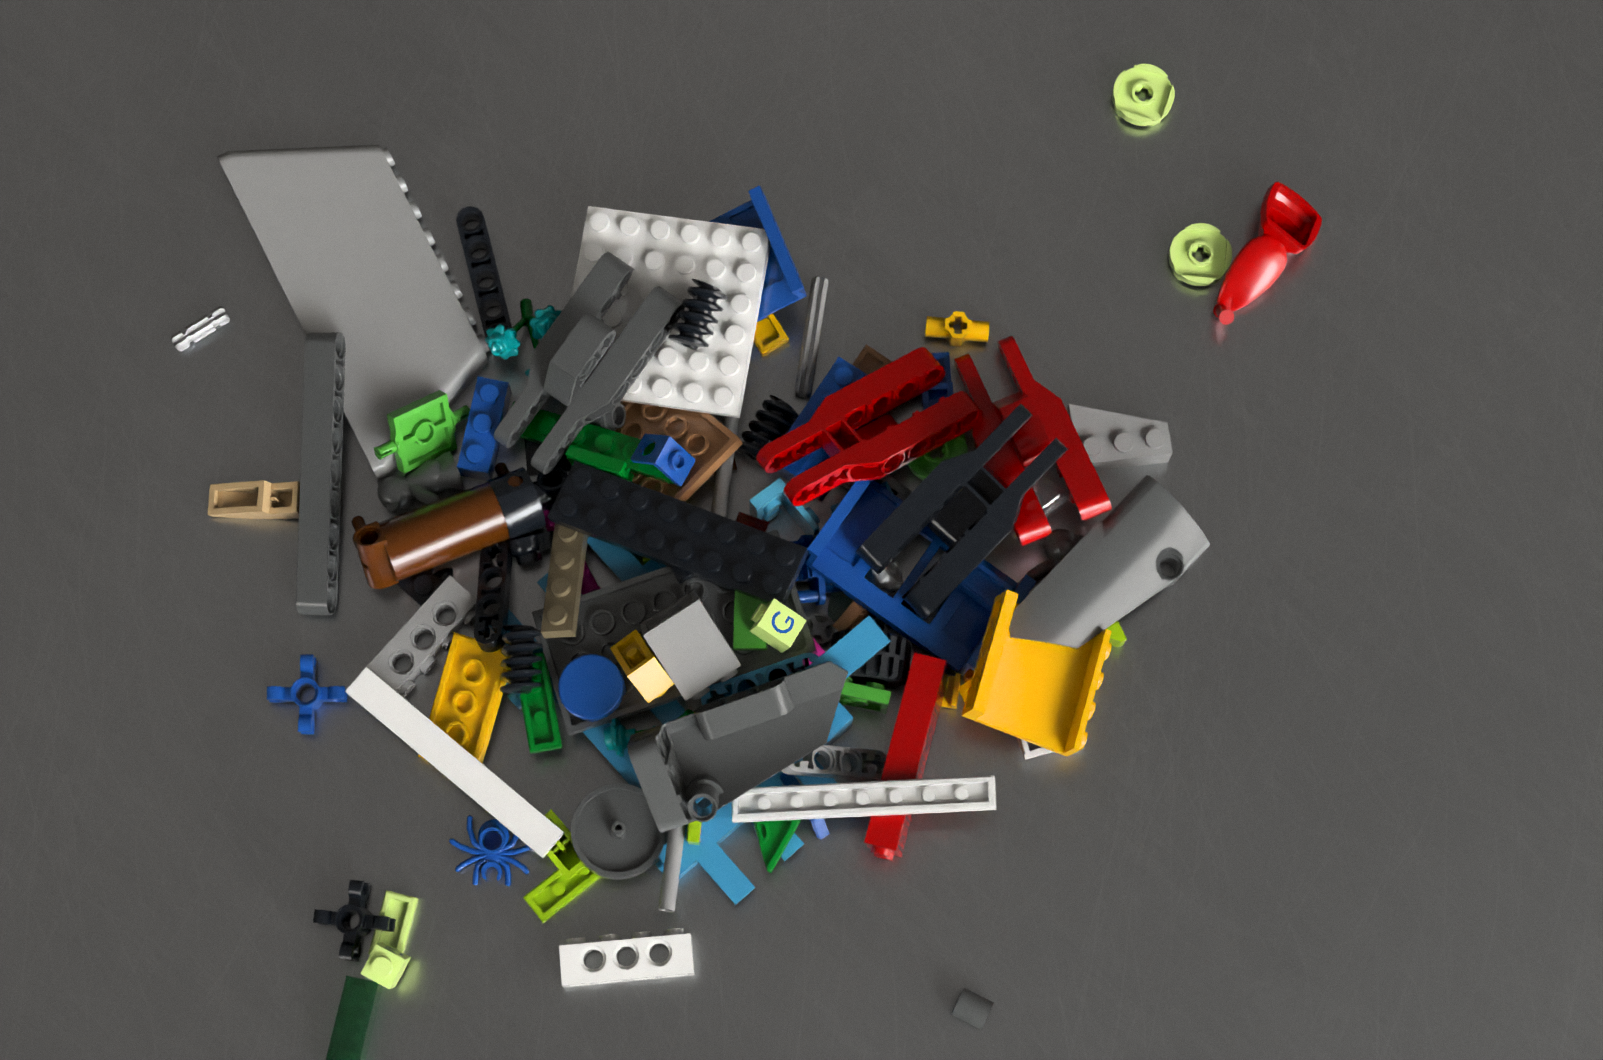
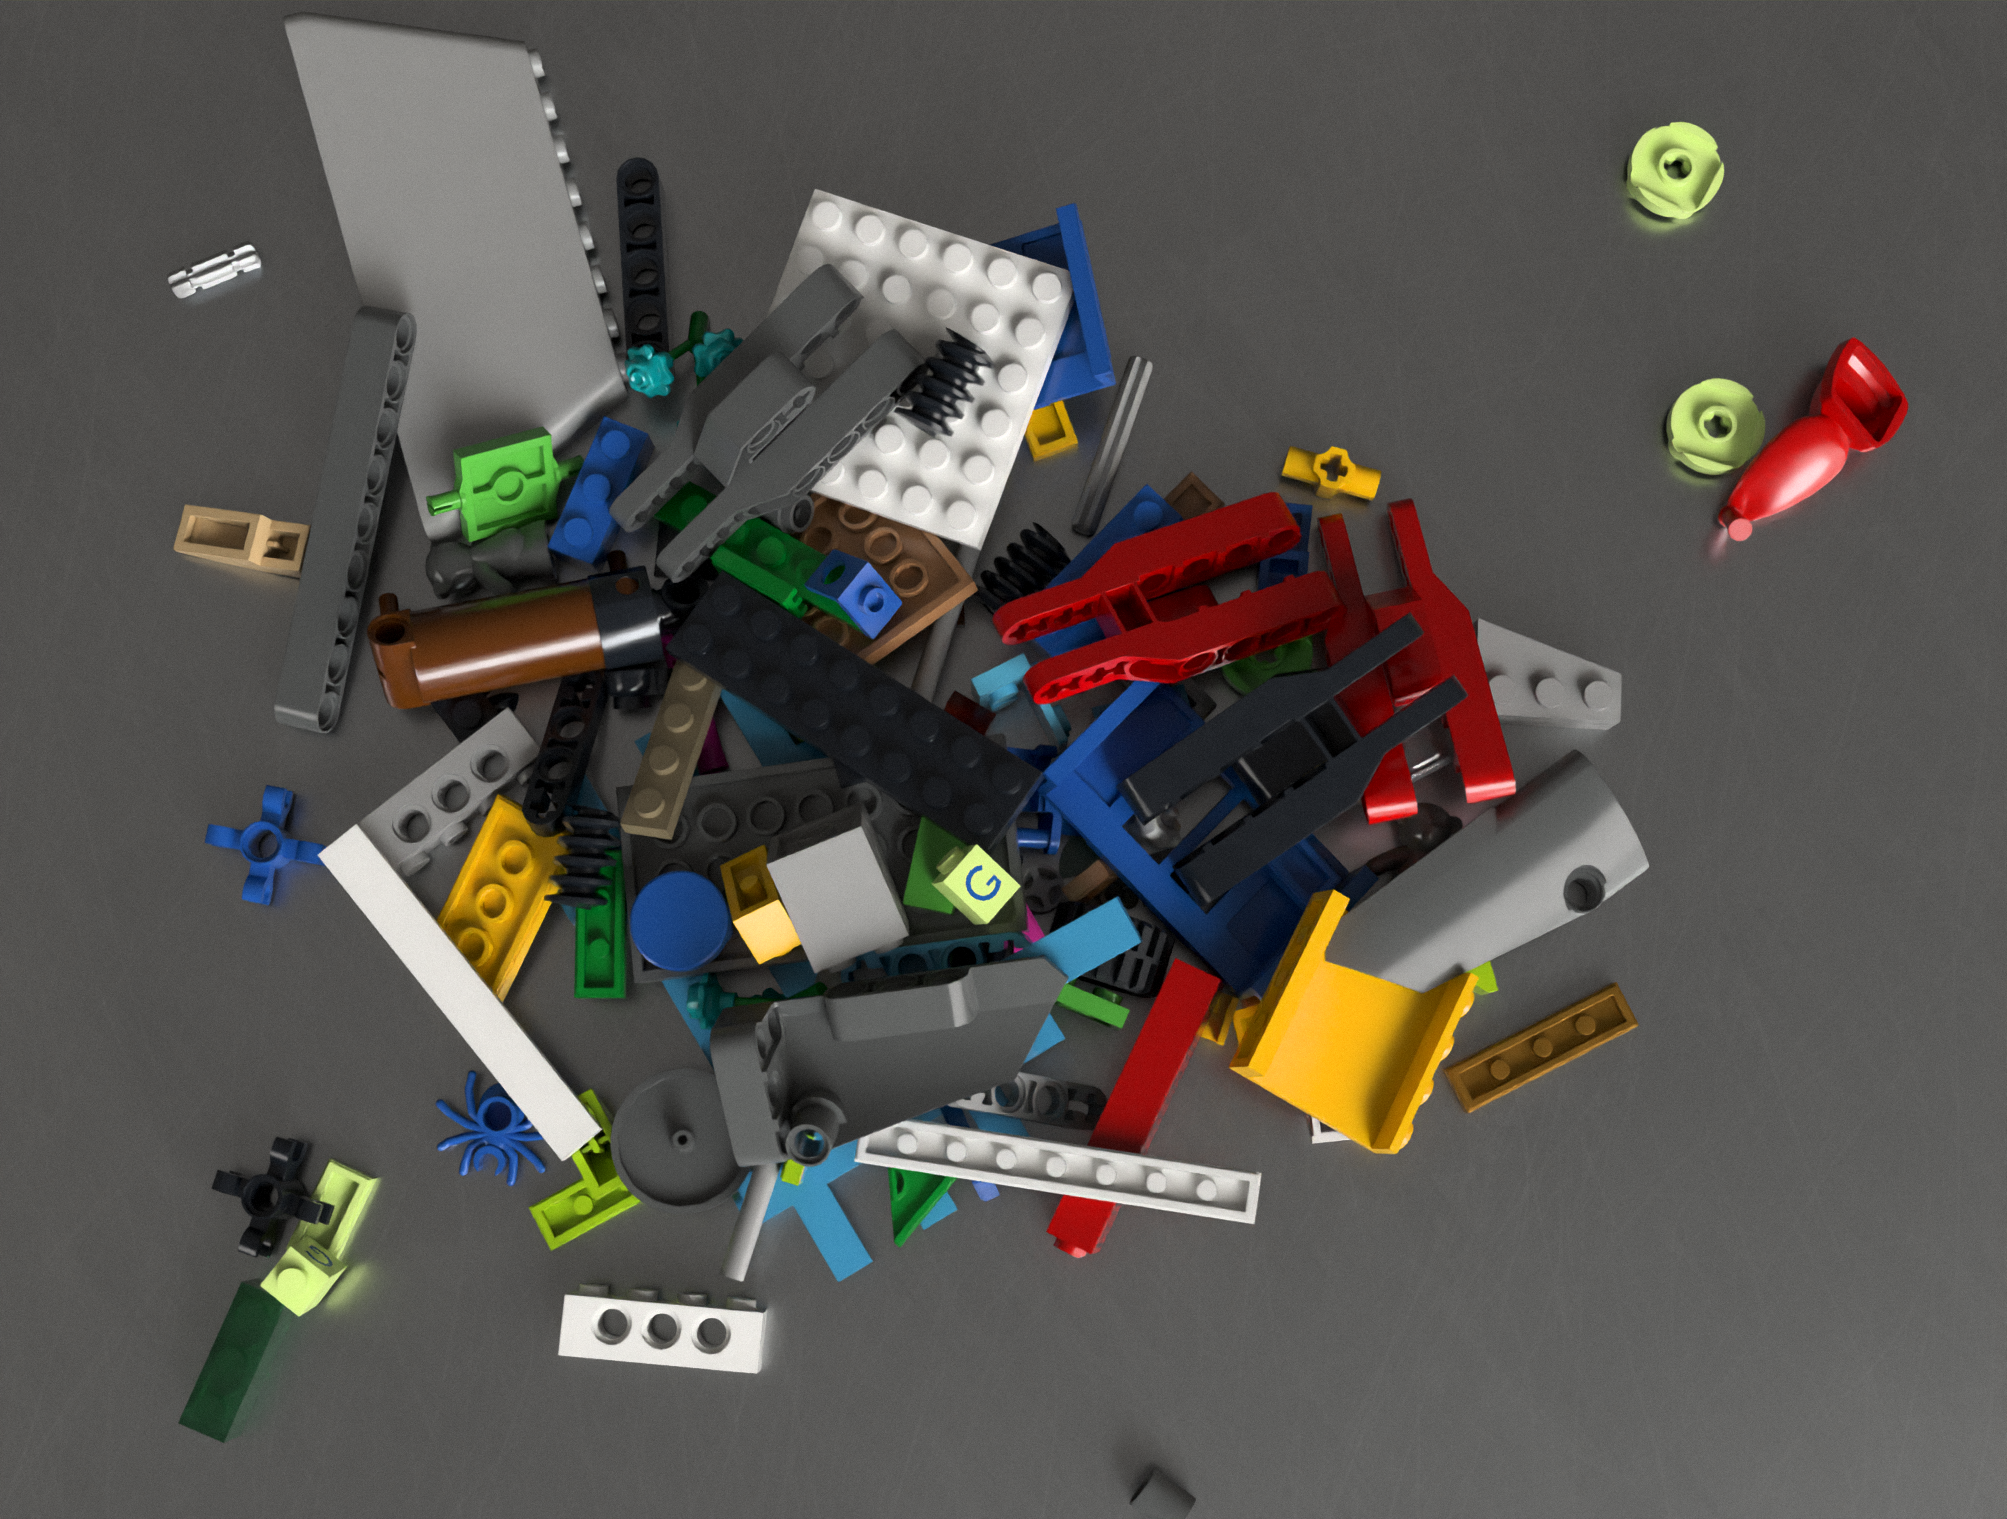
camera: 10 degrees right, 5 degrees up
(1162, 673) = (1540, 1047): none -> pearl gold tile

